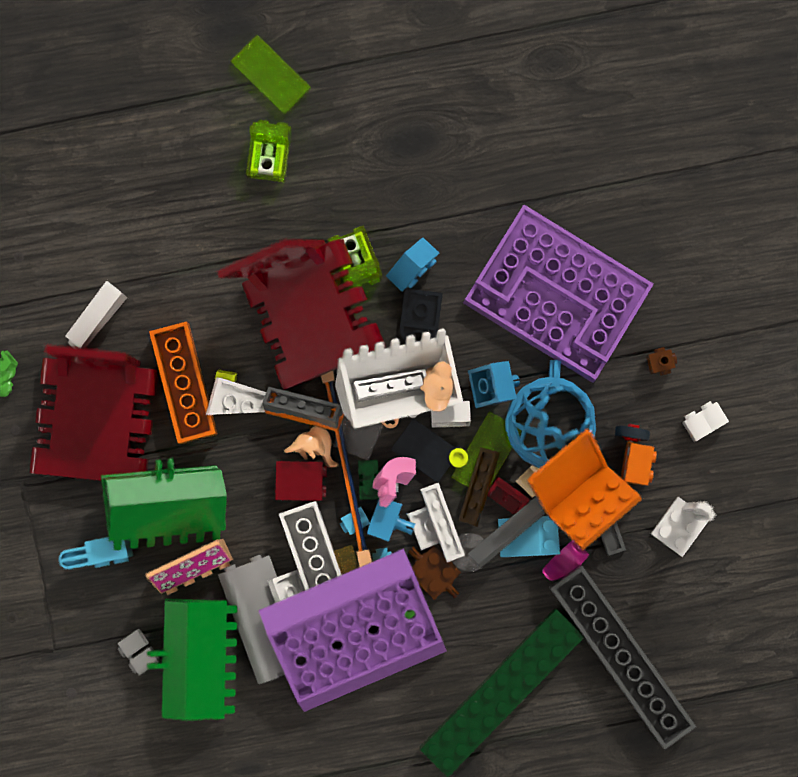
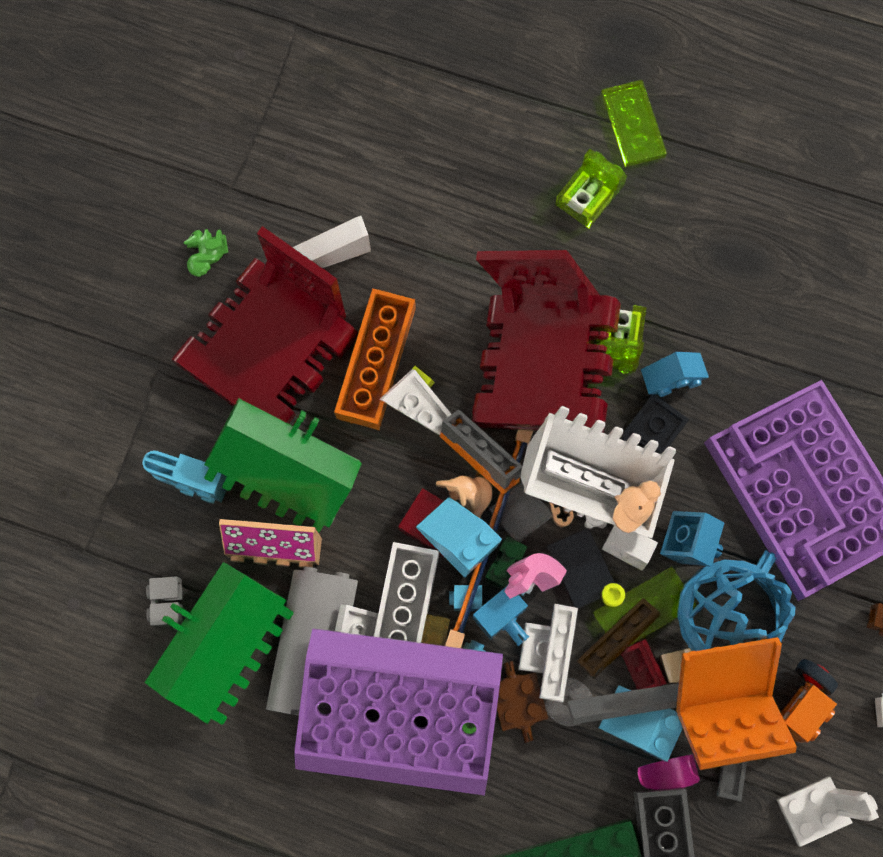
camera: 35 degrees right, 10 degrees down
(323, 481) = (459, 535): none -> medium azure slope

